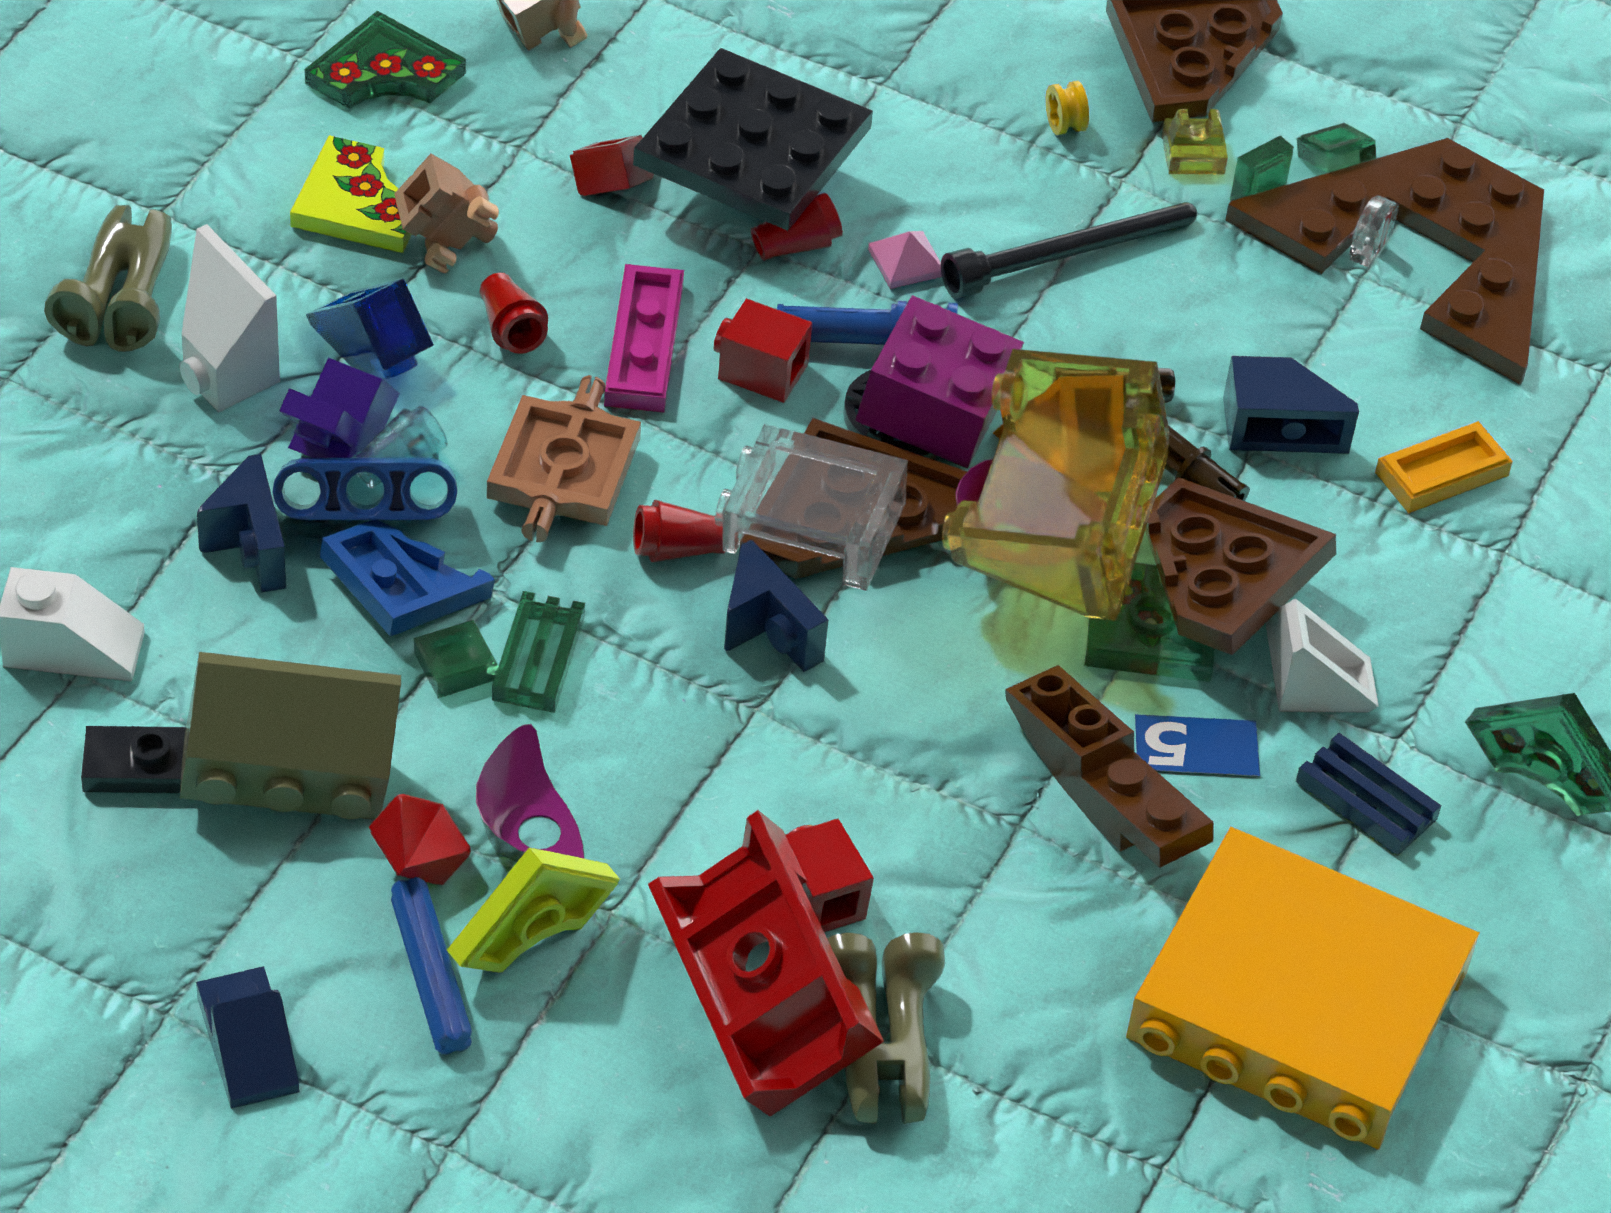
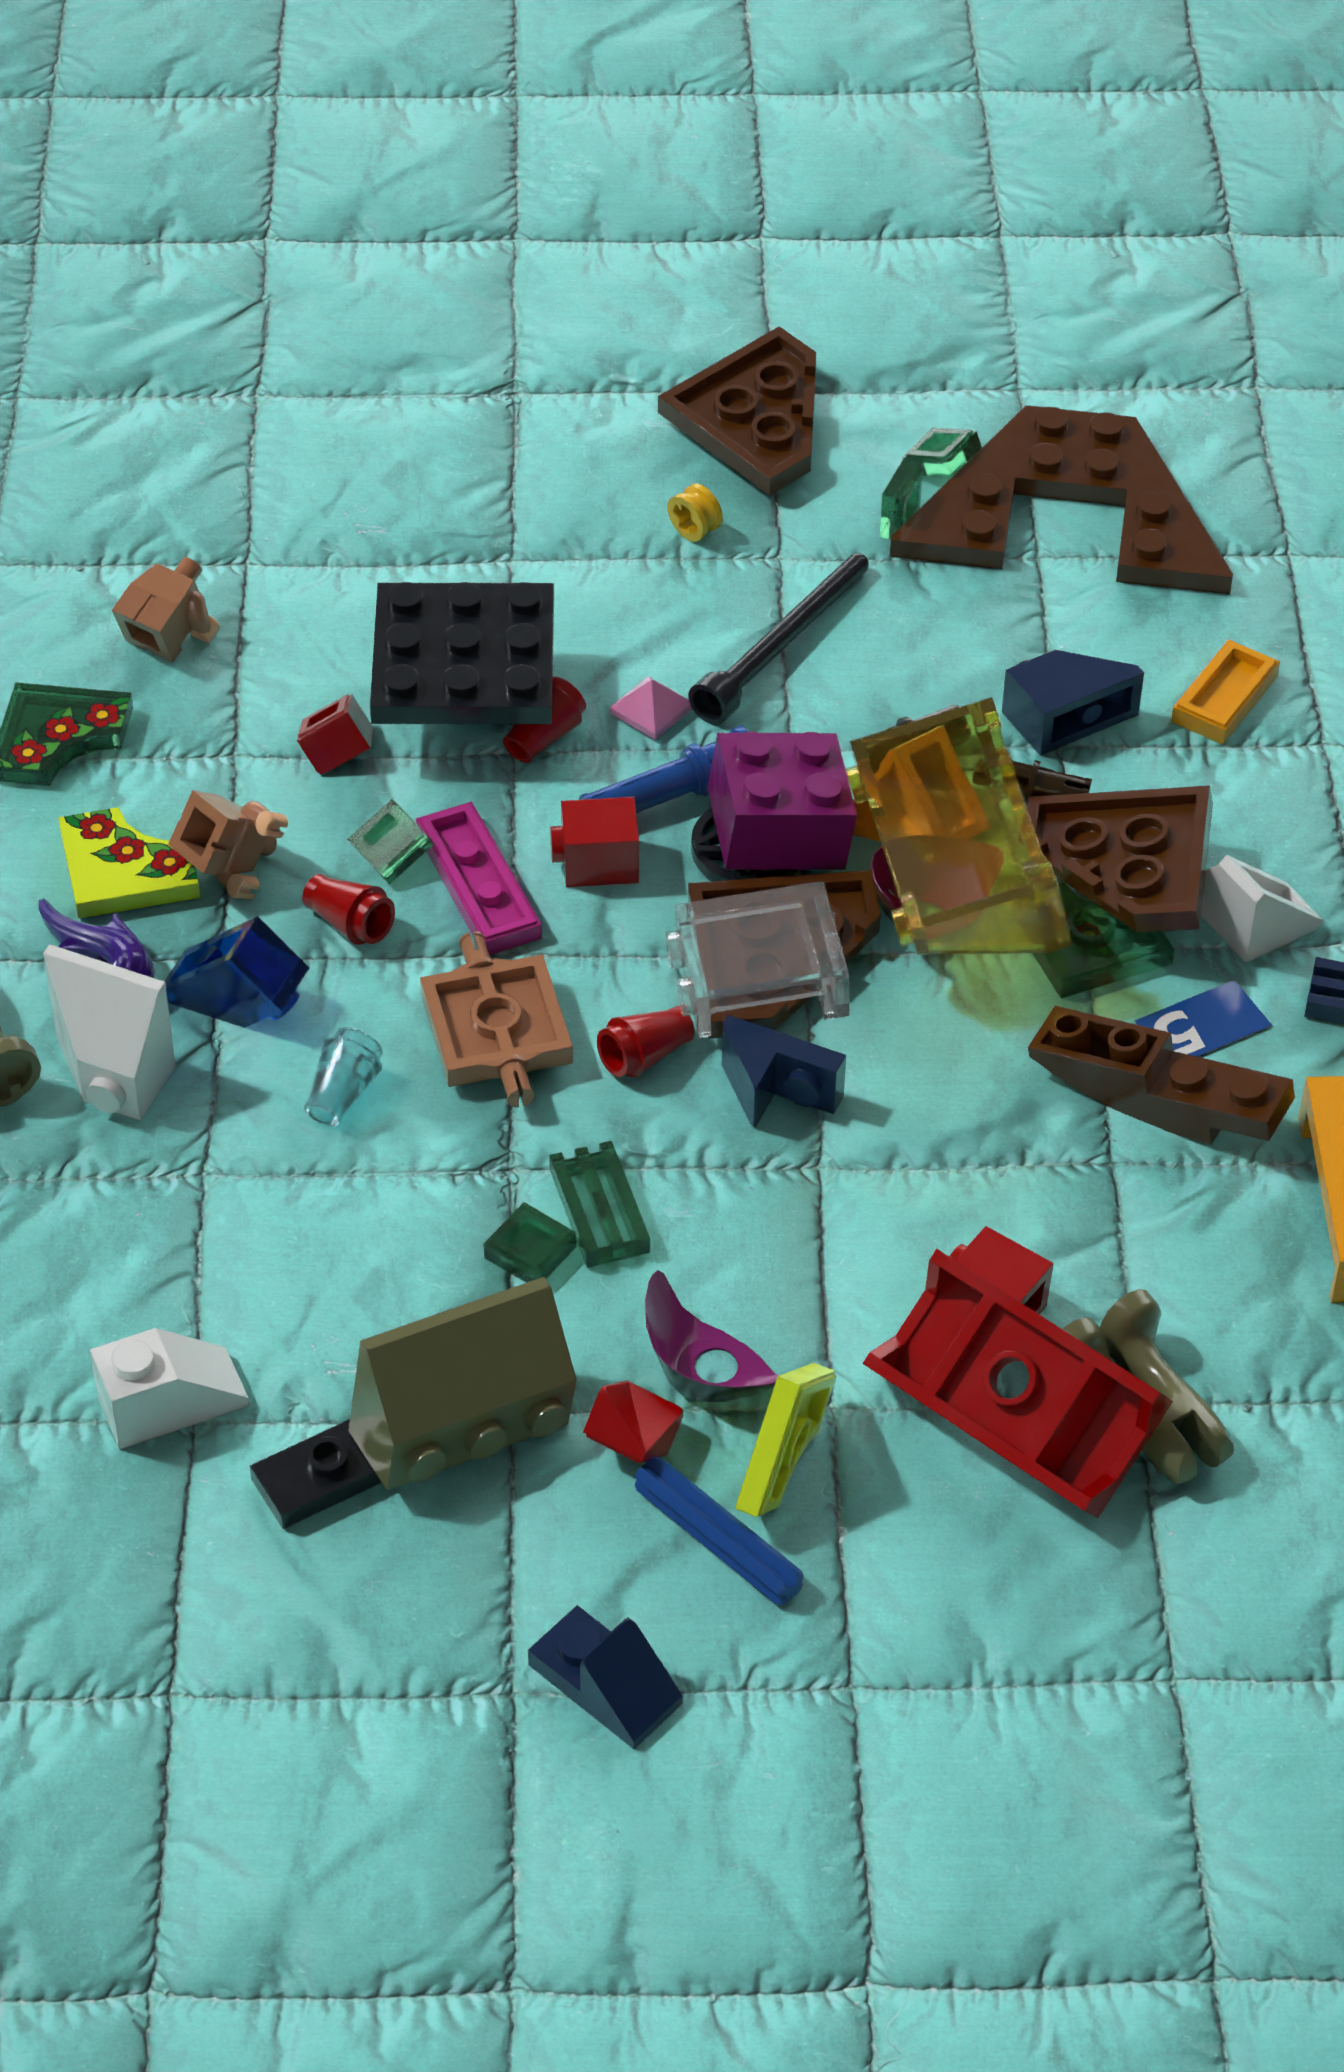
camera: 25 degrees left, 0 degrees up
(245, 518) = (261, 1201): dark blue slope -> none
(296, 259) = (108, 943): none -> dark purple piece
(337, 504) = (375, 1129): blue beam -> none
(341, 414) = (271, 1070): dark purple brick -> none
(399, 577) = (428, 1193): blue wing -> none
(589, 273) = (390, 841): none -> clear green tile
(1194, 144) = (821, 499): clear yellow tile -> none
(1373, 230) = (1026, 511): clear tile -> none

